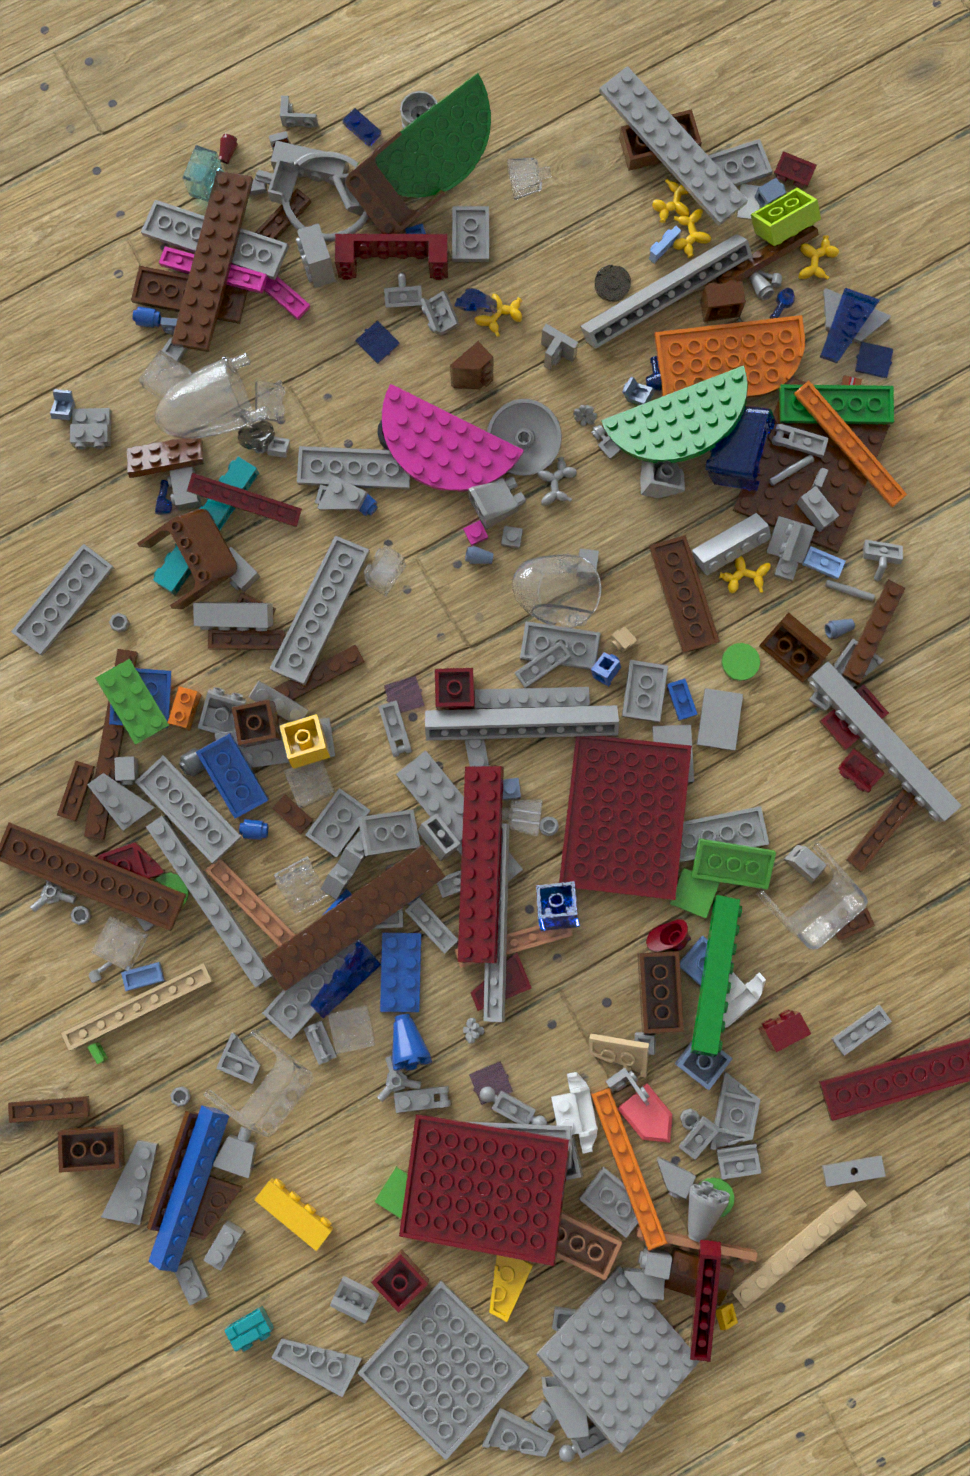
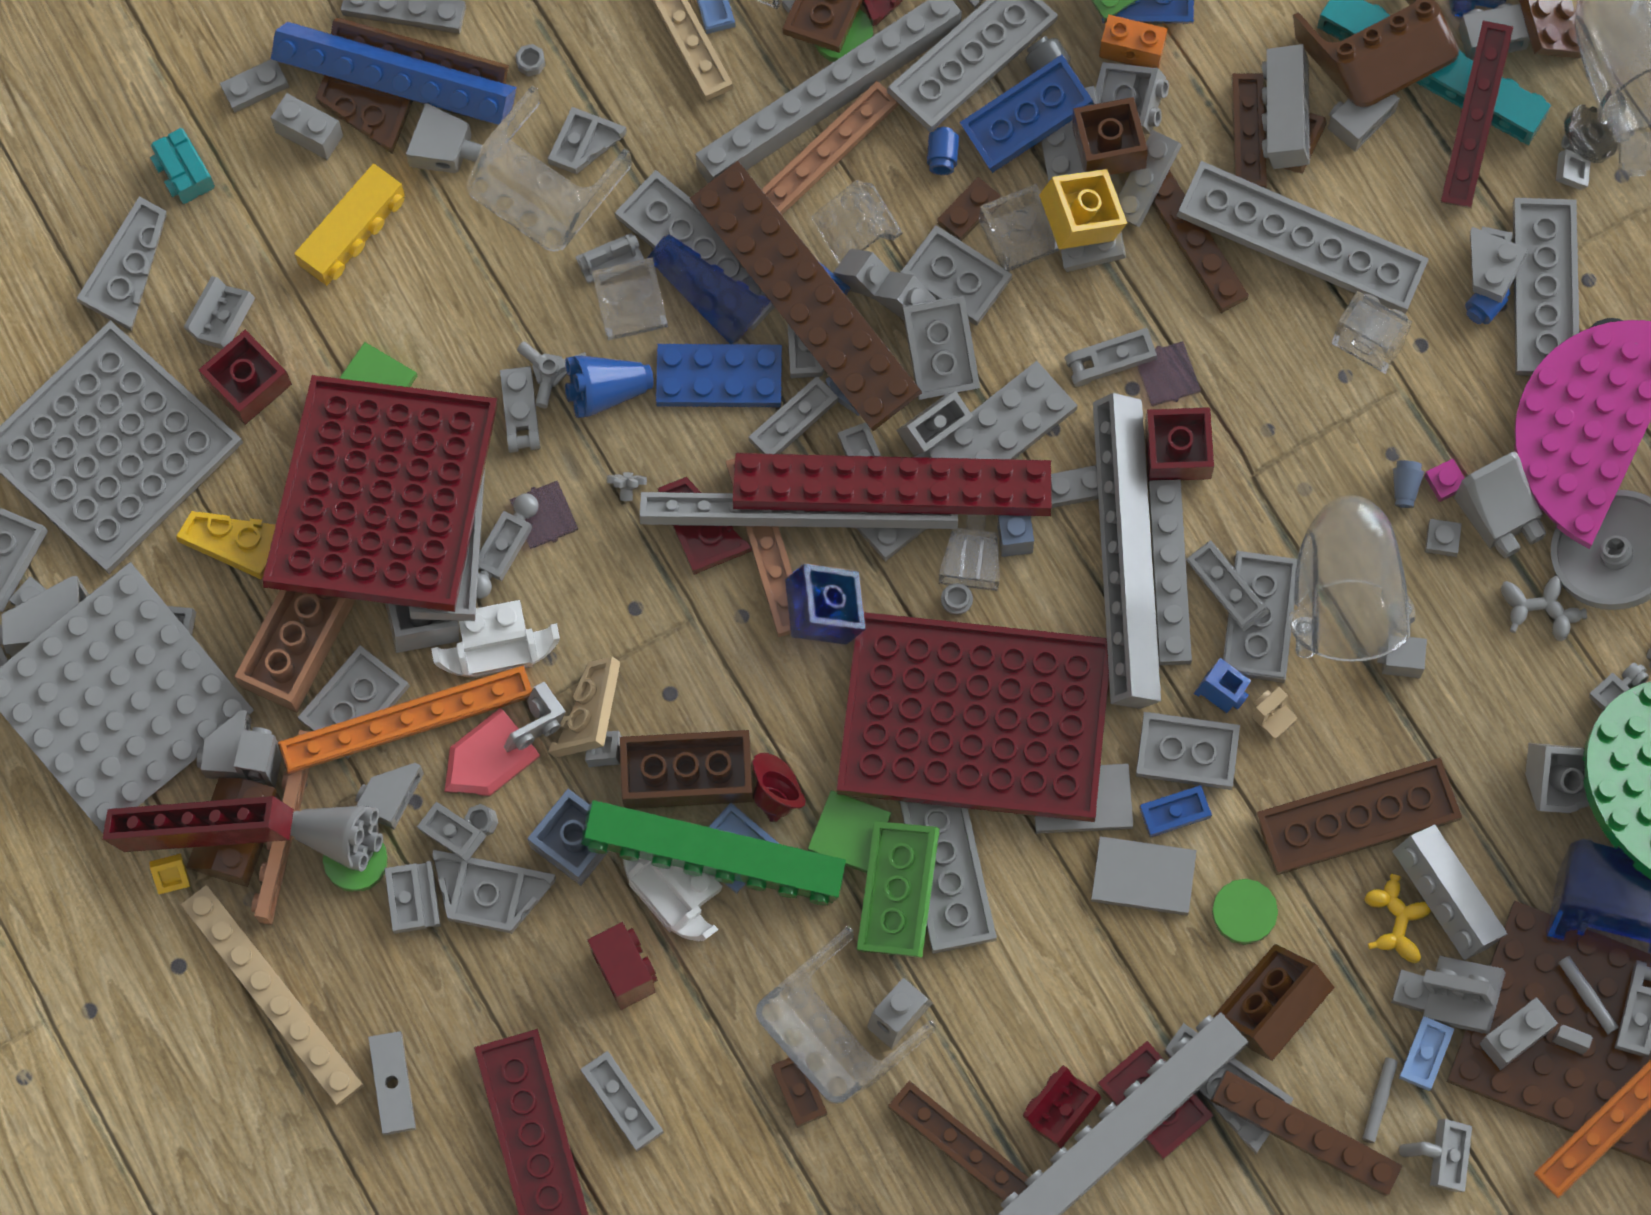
camera: 90 degrees right, 10 degrees down
(838, 627) = (1311, 1077): sand blue cone -> none

